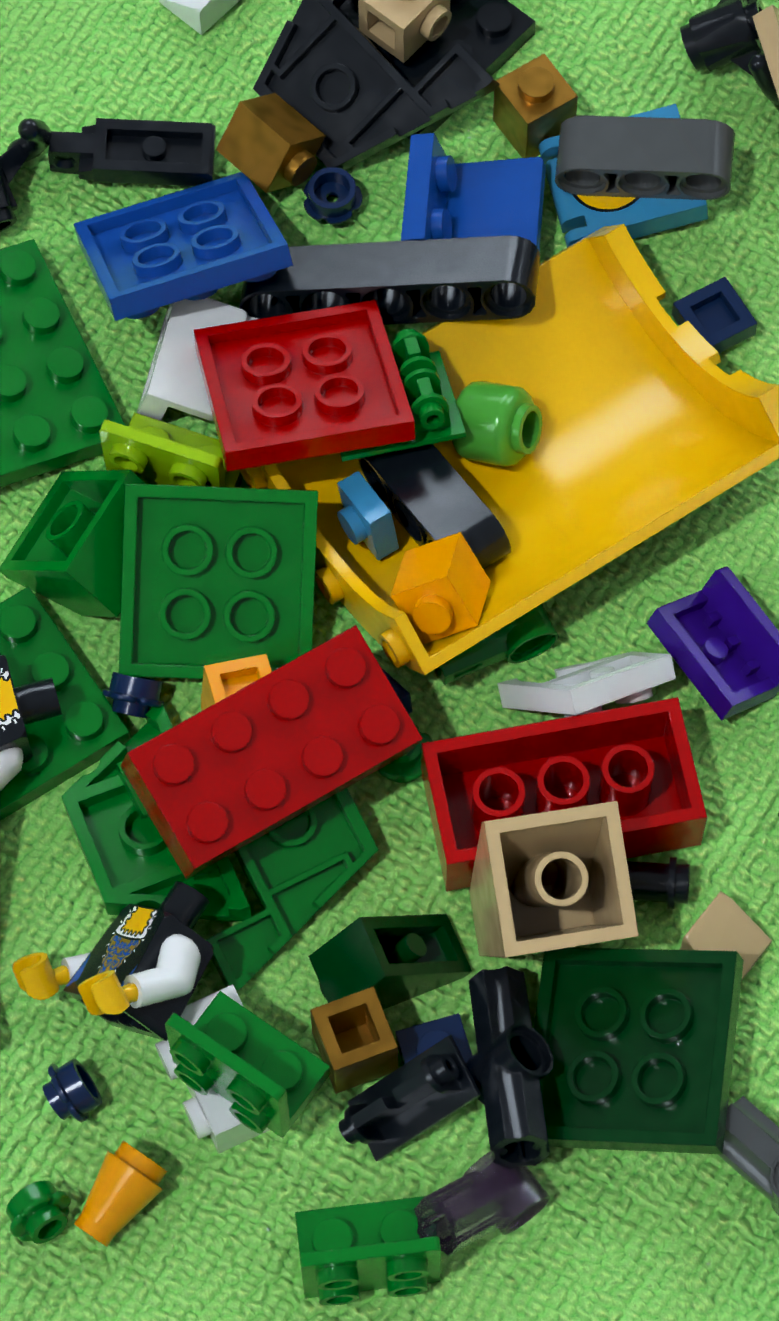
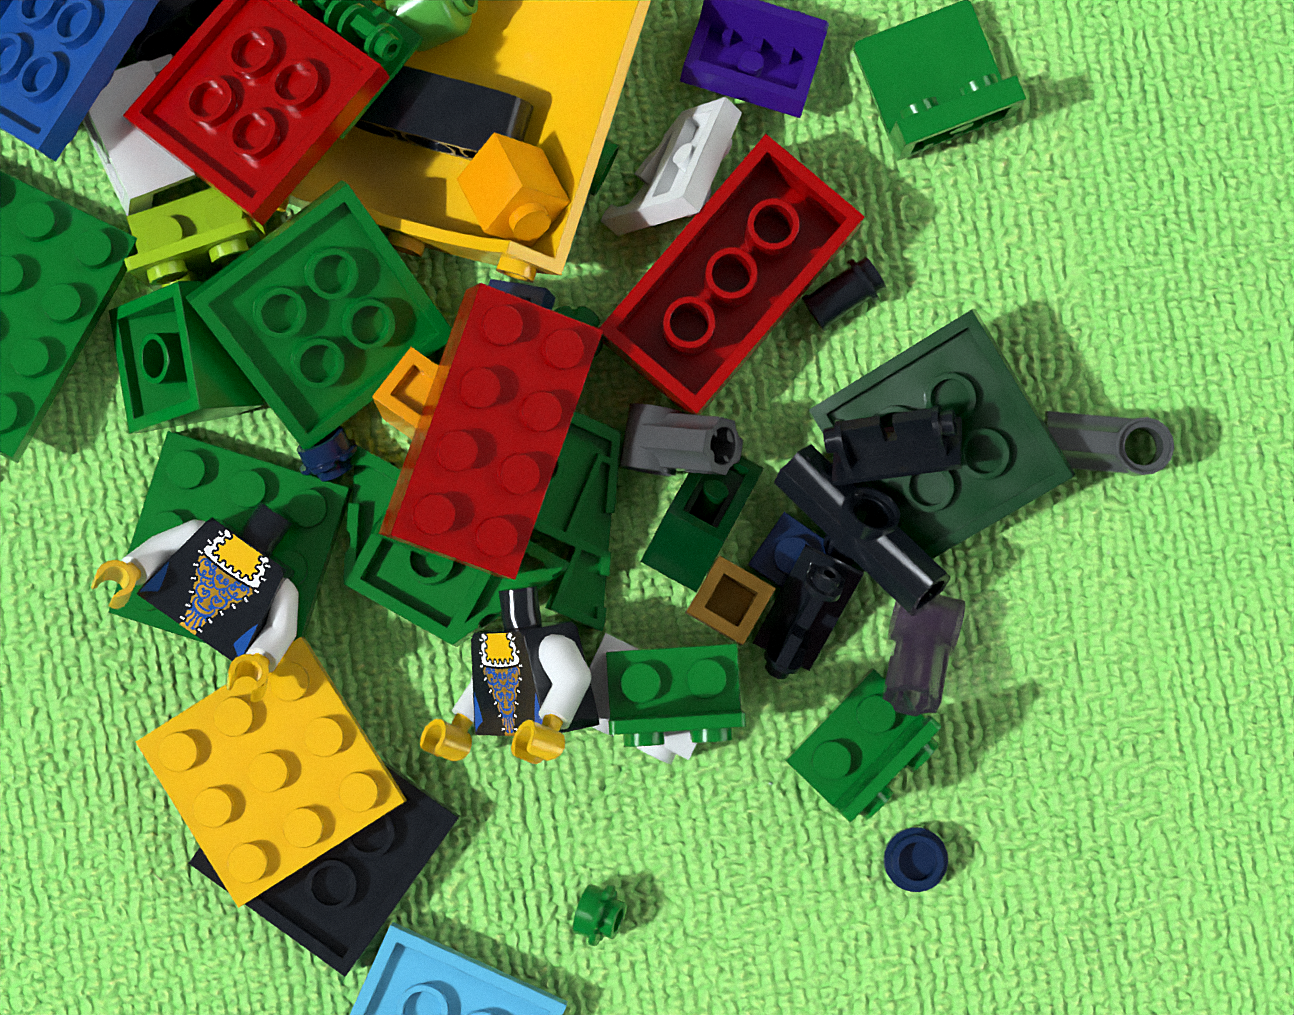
camera: 40 degrees left, 20 degrees up
(71, 1091) = (544, 802): dark blue plate -> none
(120, 1192) = (645, 848): light orange cone -> none
(366, 516) = (390, 165): dark azure plate -> none
(413, 883) = (670, 441): none -> dark grey piece
(551, 882) = (804, 377): tan slope -> none
(611, 1022) = (914, 445): none -> black hinge
(727, 928) = (935, 294): tan slope -> none

